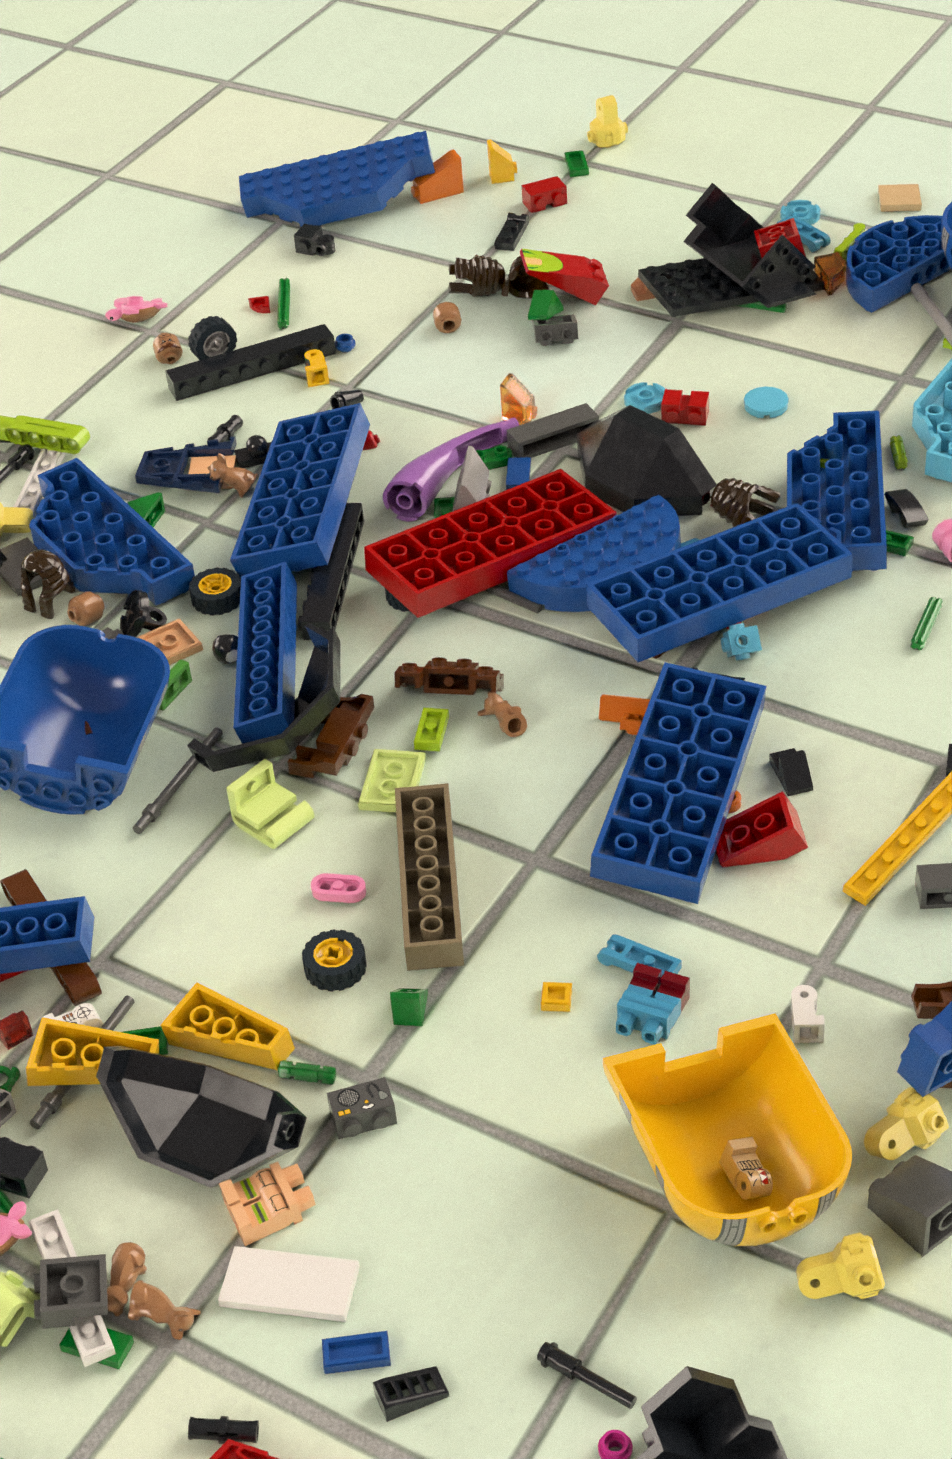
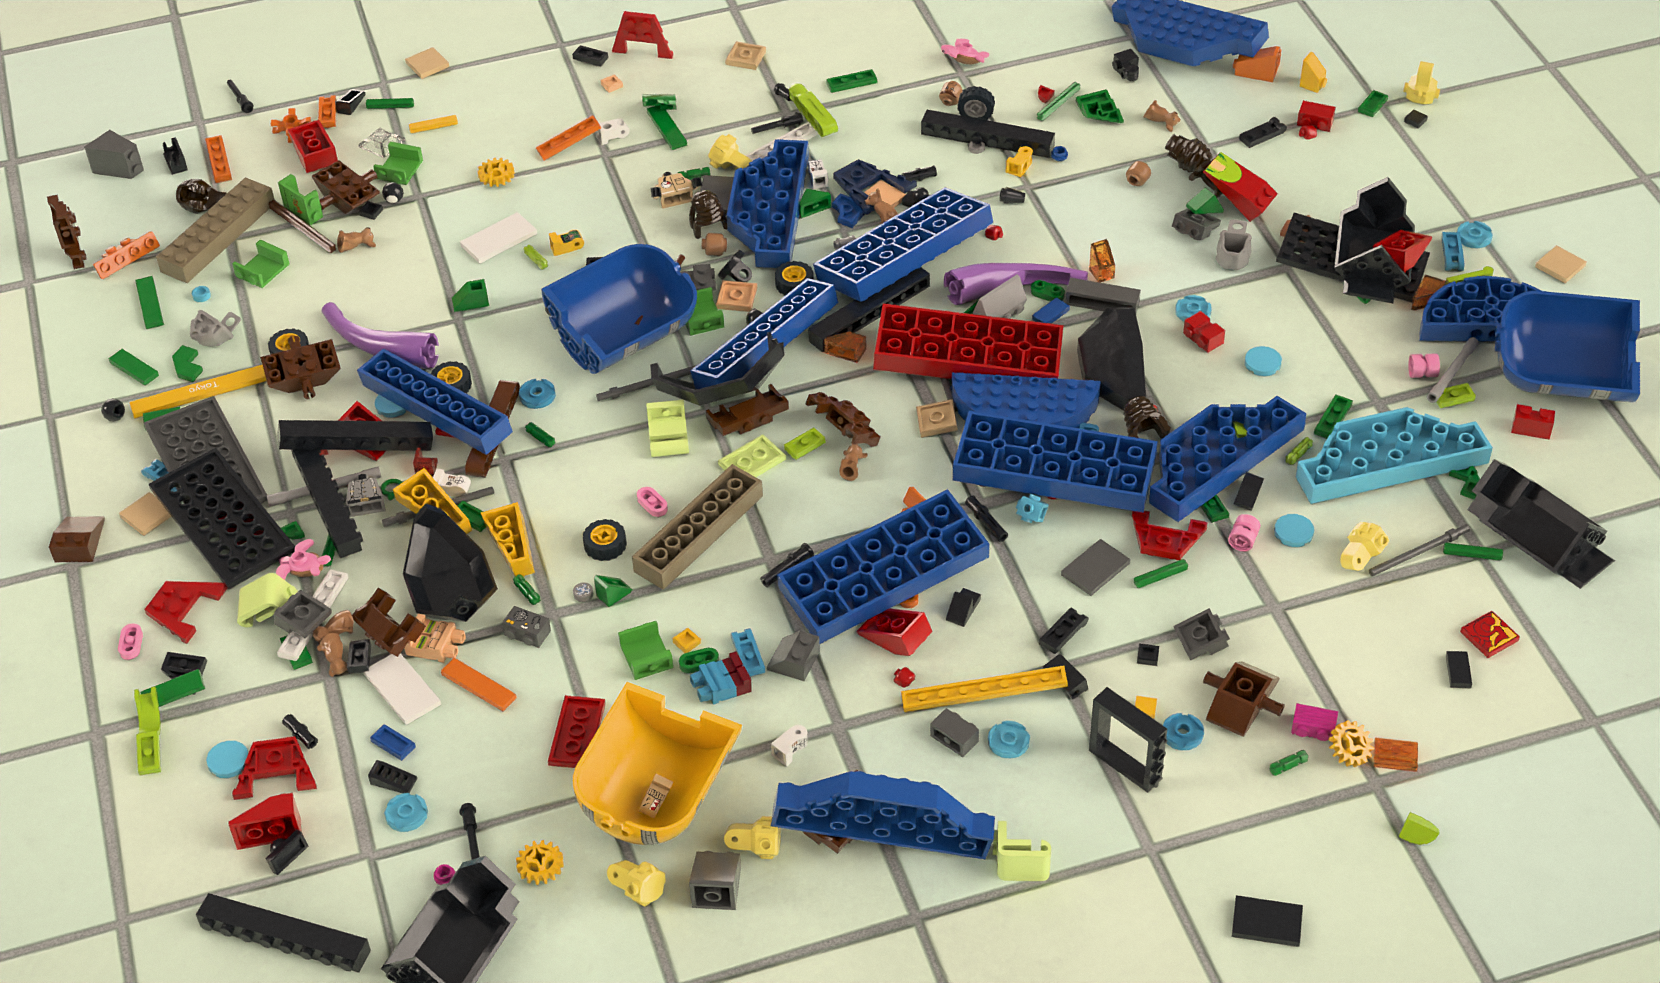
camera: 40 degrees right, 5 degrees up
(40, 393) = (851, 81): none -> green tile
(60, 881) = (540, 400): none -> dark azure tile
(116, 907) = (540, 434): none -> green axle
(120, 485) = (817, 171): none -> white leg
(192, 503) = (849, 211): none -> blue tile
(195, 1287) = (359, 656): none -> black plate
(202, 1231) = (382, 627): none -> reddish brown bracket
(225, 533) = (838, 243): none -> light grey pin
(251, 383) = (976, 148): none -> light grey tile
(327, 288) = (1099, 106): none -> green slope
(357, 616) = (846, 346): none -> clear orange slope
(376, 1029) = (583, 592): none -> light grey tile
(379, 1211) = (478, 684): none -> orange tile
(397, 264) = (1160, 114): none -> medium nougat animal
(474, 1417) = (406, 812): none -> medium azure tile
(527, 1039) = (645, 650): none -> bright green panel
(535, 625) = (937, 418): none -> tan tile
(550, 211) = (1308, 132): none -> red piece
(560, 1176) = (575, 729): none -> red tile
(569, 842) = (792, 559): none -> black pin
(597, 1010) = (690, 661): none -> green plate
(620, 325) = (1234, 247): none -> light grey piece
(629, 156) = (1415, 118): none -> black tile
(693, 927) = (795, 655): none -> dark grey slope
(709, 1341) = (531, 869): none -> yellow gear
(822, 873) = (904, 677): none -> red piece
(862, 656) = (1095, 567): none -> dark grey tile
(888, 595) = (1165, 541): none -> red wing
(890, 413) = (1334, 413): none -> green tile
(908, 325) = (1427, 365): none -> bright pink wheel
(913, 728) = (1063, 630): none -> black plate

